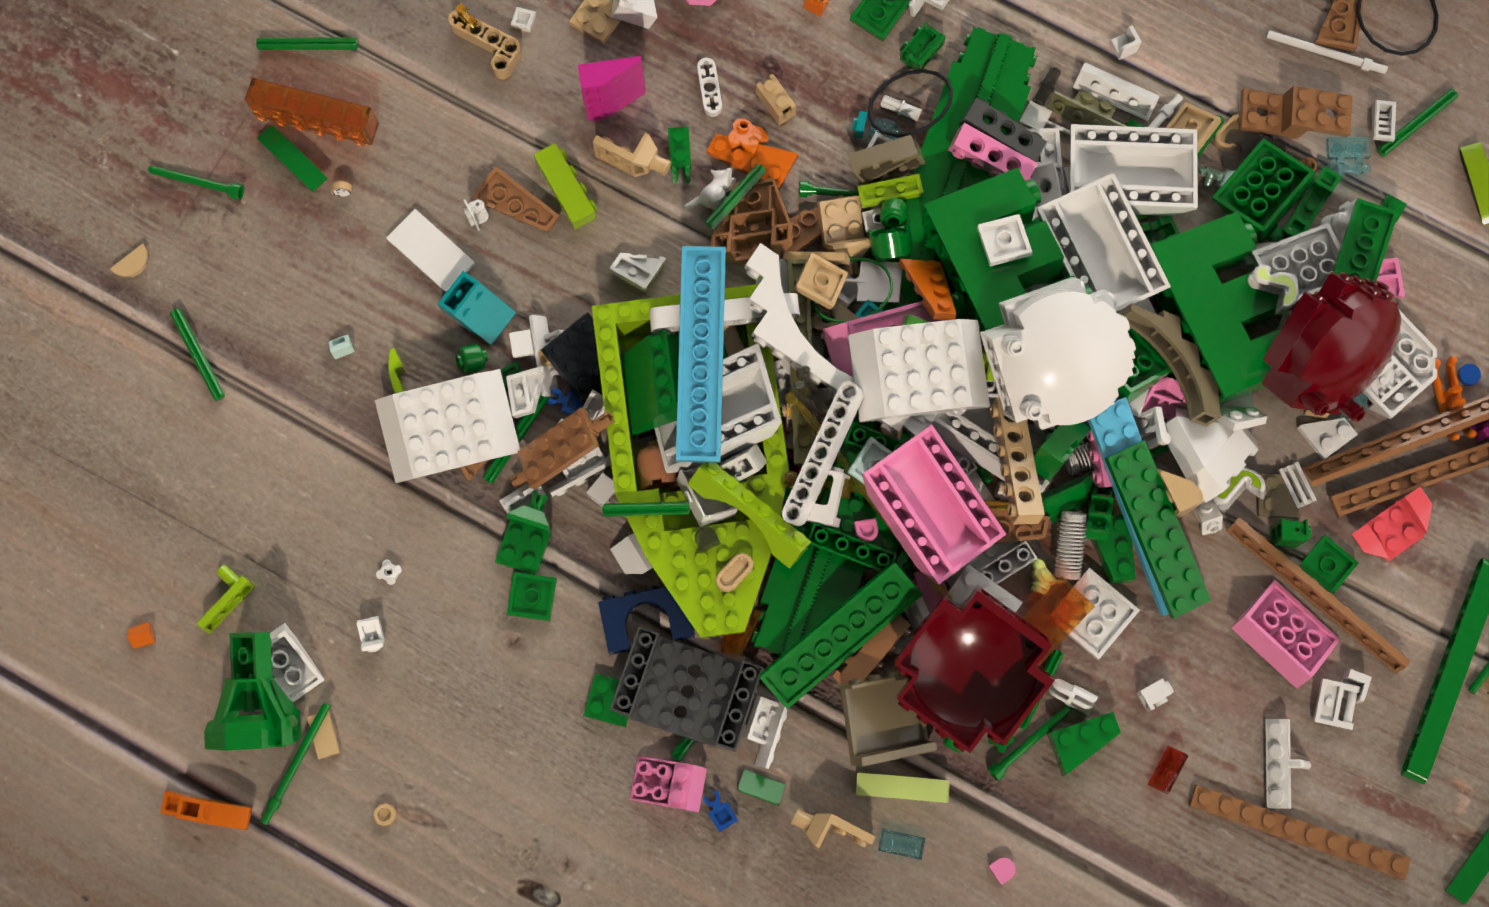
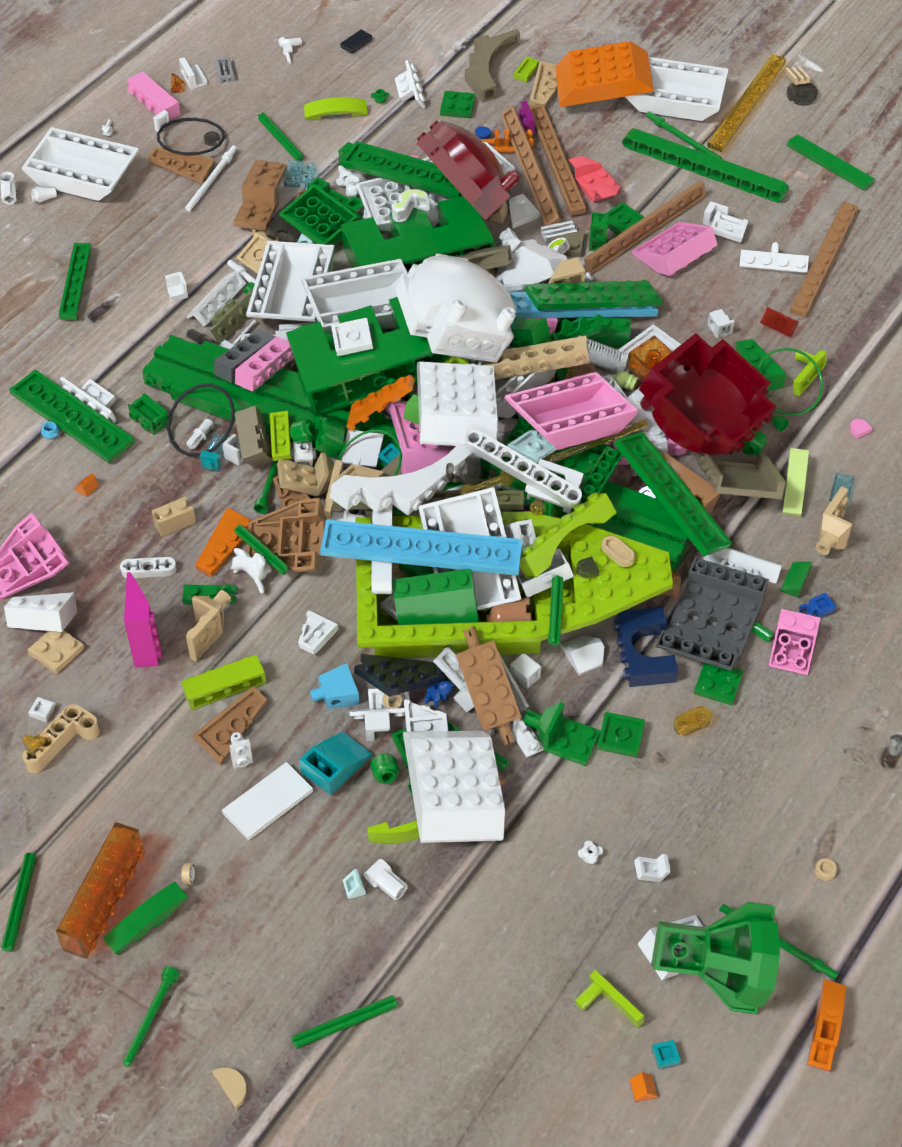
camera: 85 degrees left, 25 degrees down
(172, 654) = (666, 1054): none -> teal plate
(349, 369) = (382, 876): none -> white piece
(554, 672) = (690, 721): none -> clear yellow plate
(566, 299) = (336, 688): none -> medium azure torso
(746, 137) = (202, 542): orange plate -> none
(866, 529) = (583, 465): bright pink tile -> none
(1092, 761) = (819, 372): none -> green piece
(1103, 817) = (810, 372): none -> lime piece
(1390, 108) = (275, 151): white slope -> none
(1401, 40) = (211, 138): none -> clear smoke tile

